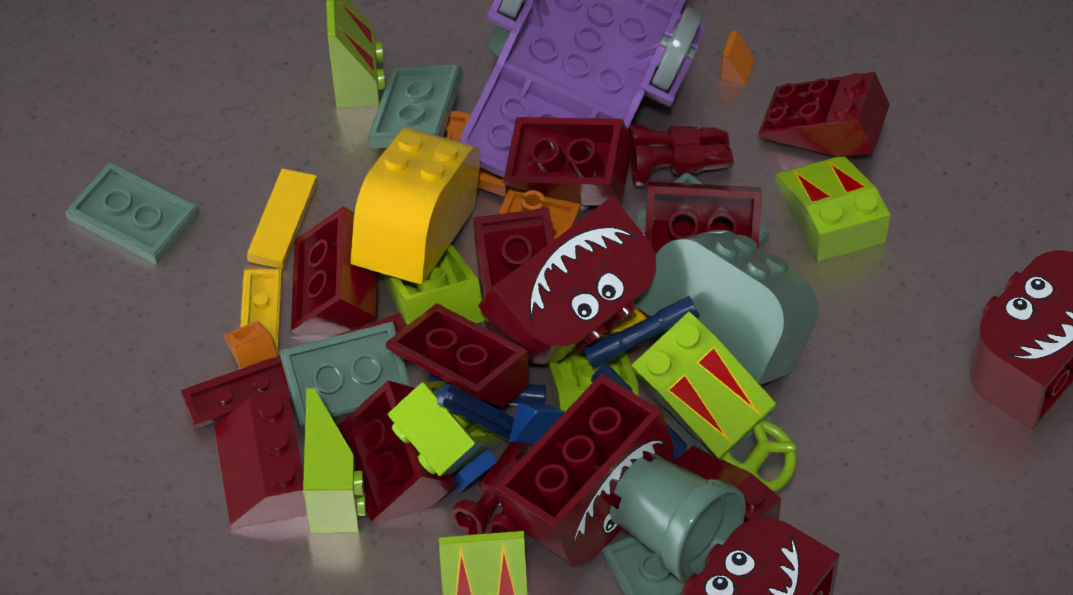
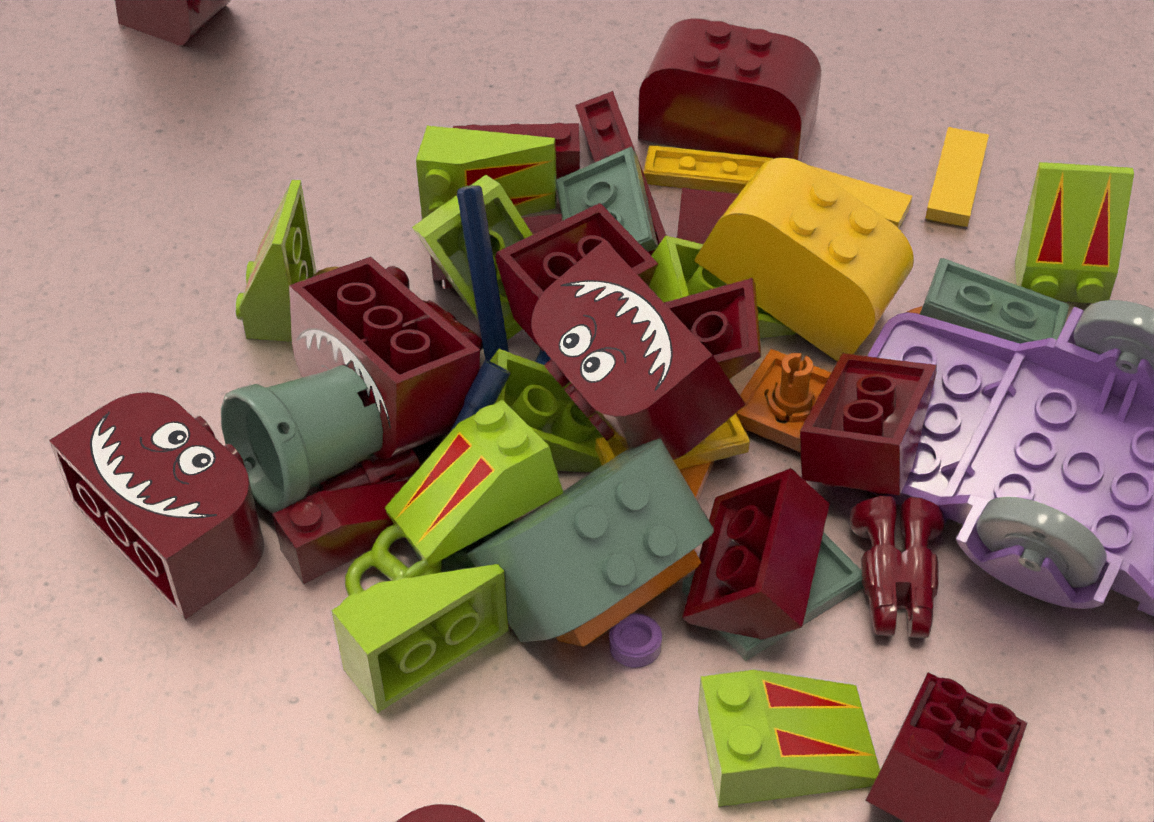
camera: 100 degrees right, 5 degrees down
(132, 212) = (872, 90): sand green tile -> none
(187, 295) = (730, 91): none -> dark red brick
(244, 143) = (957, 177): none -> yellow tile
(250, 344) = (662, 147): orange slope -> none
(474, 471) = (450, 300): blue tile -> none
(533, 421) = (486, 334): blue slope -> none
(619, 342) = (566, 447): dark blue piece -> none
(736, 60) = (1073, 670): orange slope -> none
(830, 410) = (417, 628): none -> lime slope

